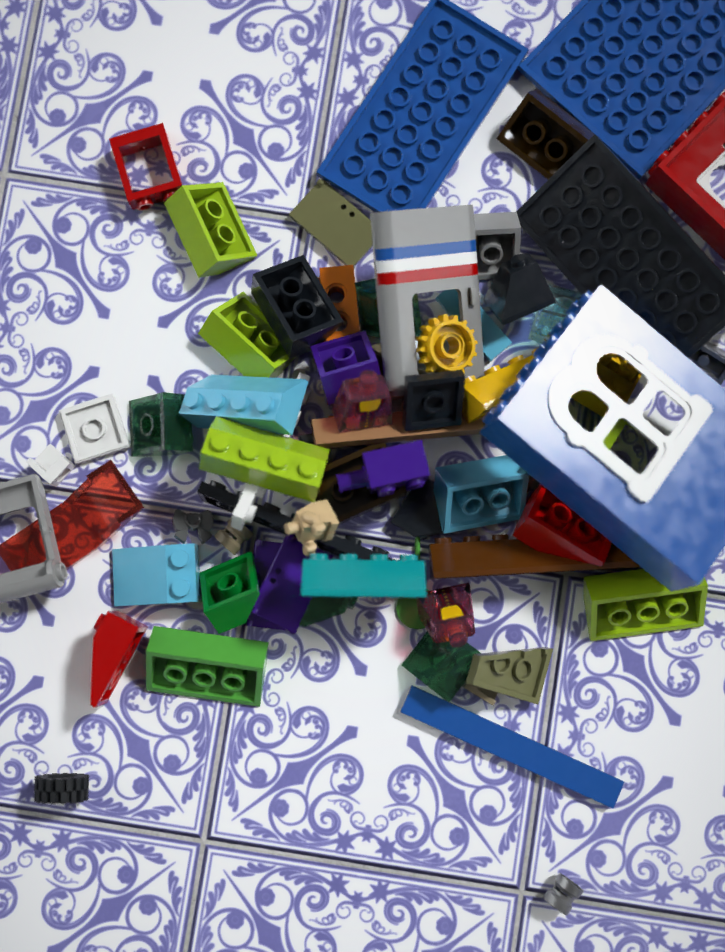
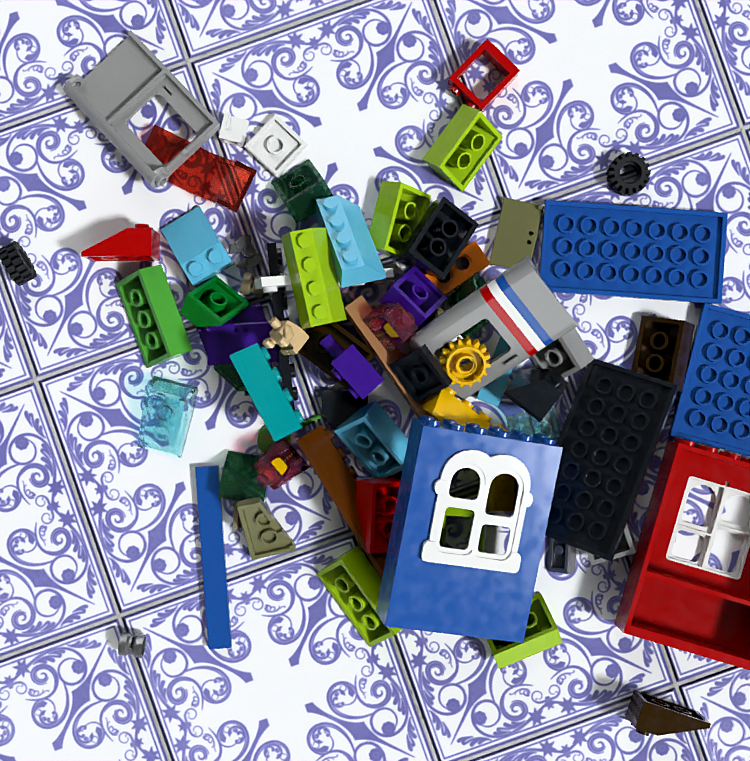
camera: 70 degrees right, 5 degrees up
(326, 712) = (166, 416): none -> clear light blue slope
(336, 56) = (628, 160): none -> black tyre

